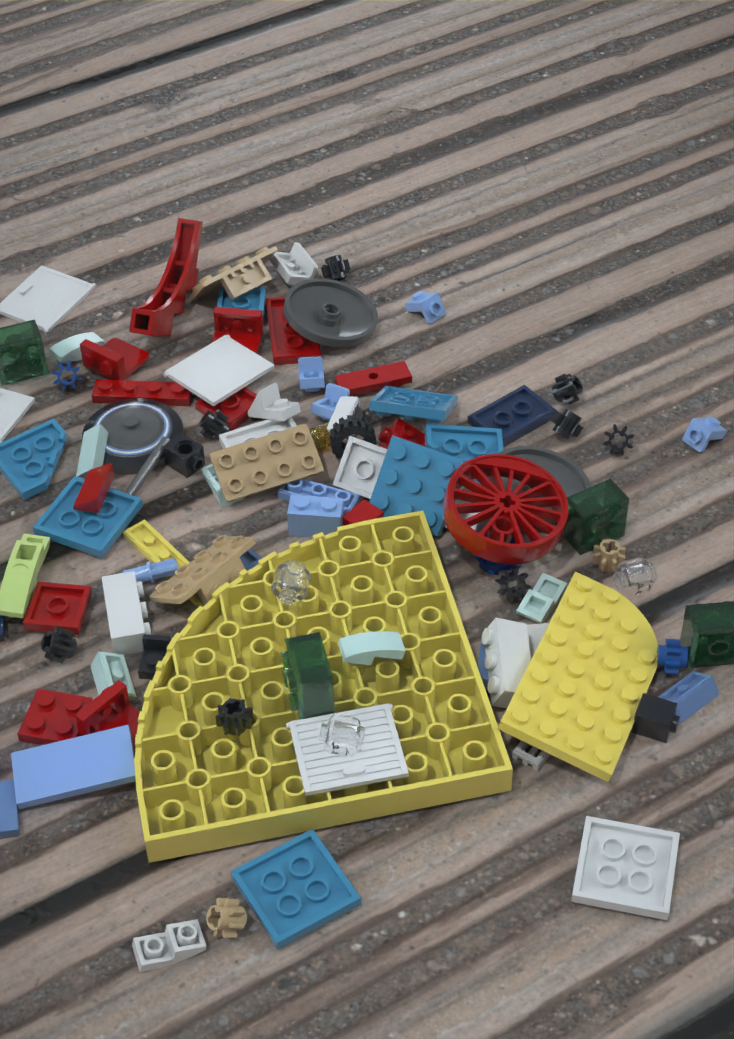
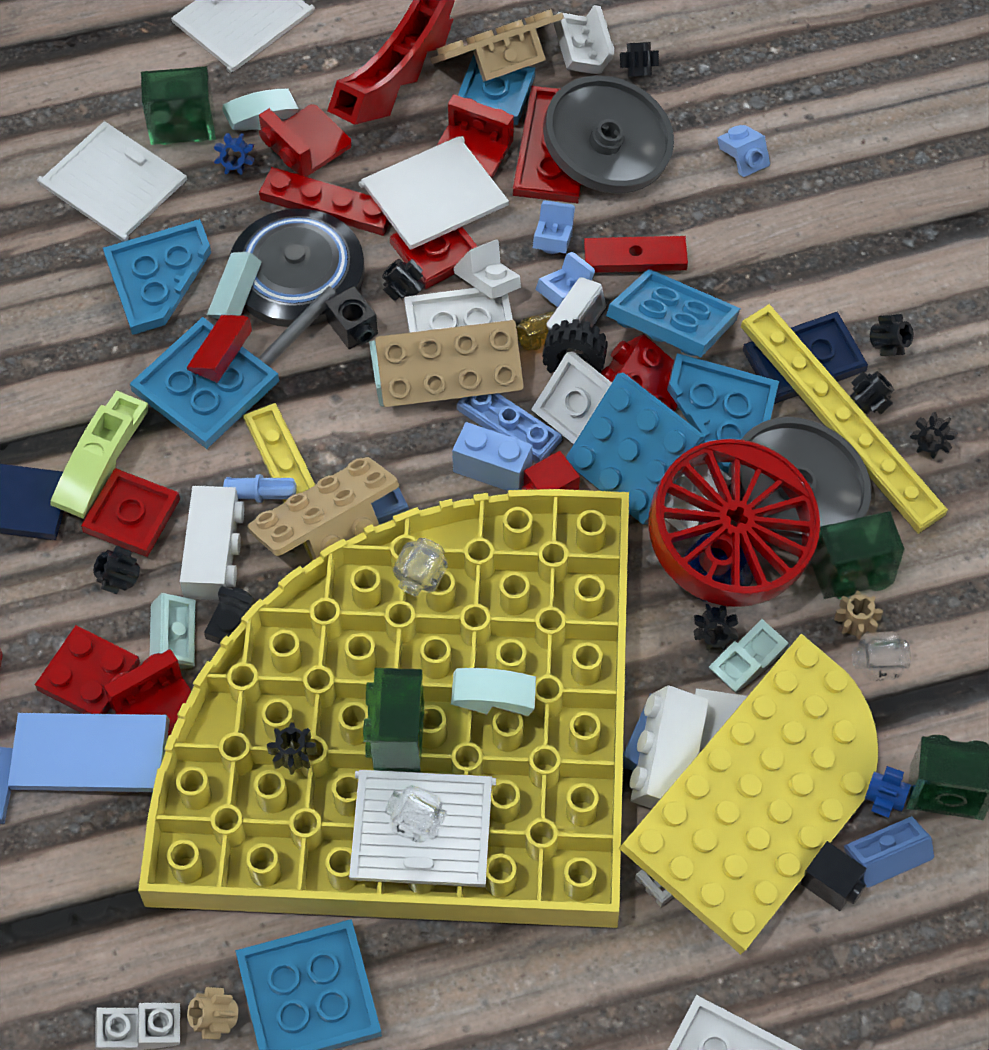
camera: 15 degrees right, 15 degrees up
(543, 436) = (843, 416): none -> light yellow tile

